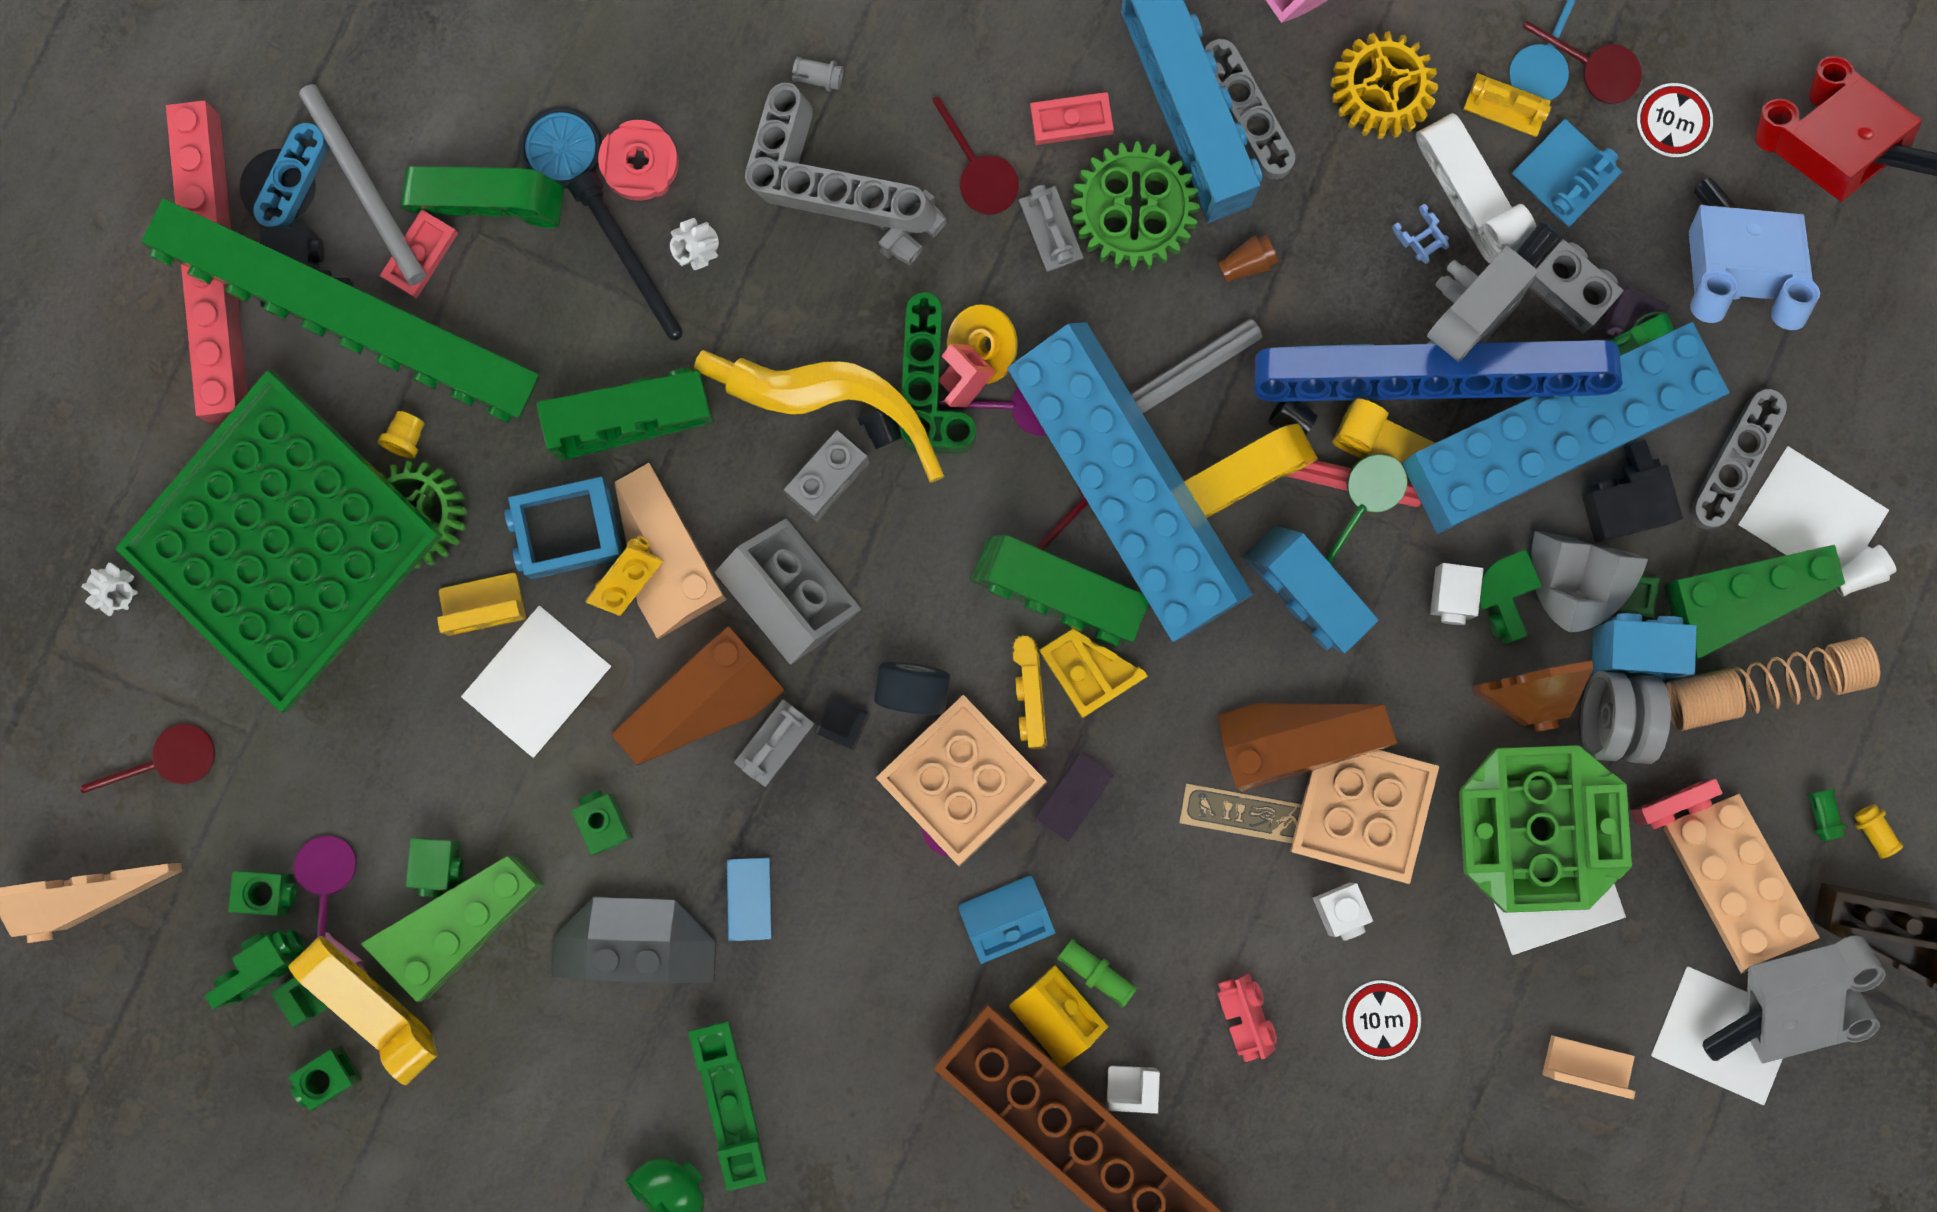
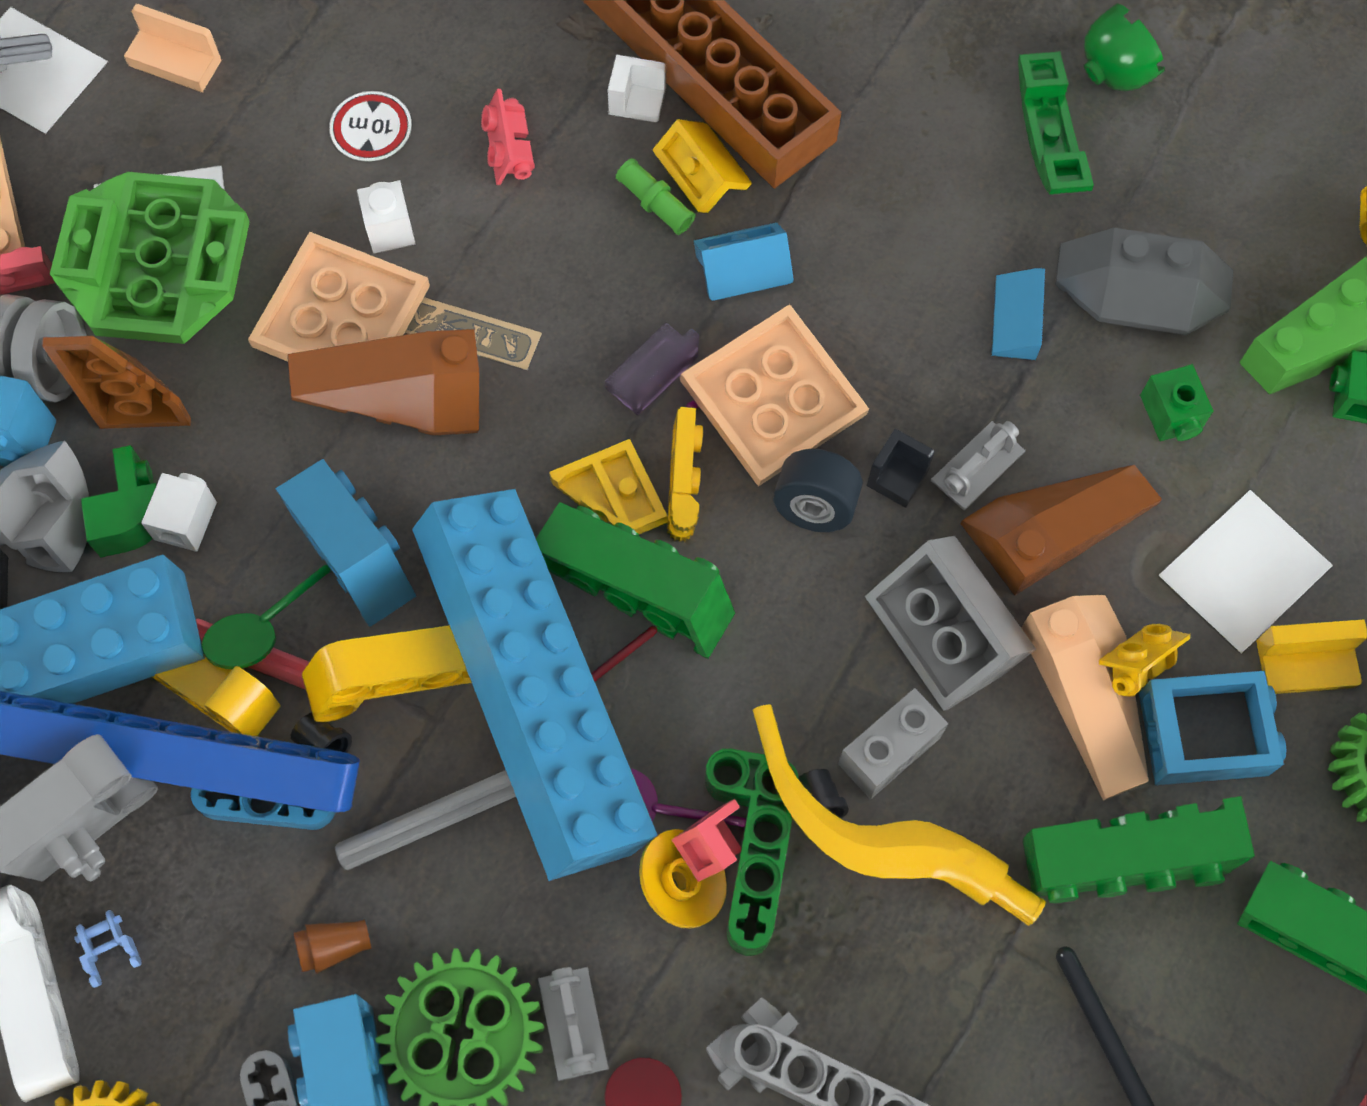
camera: 175 degrees left, 15 degrees down
(694, 244) = (1036, 1063): white gear -> none

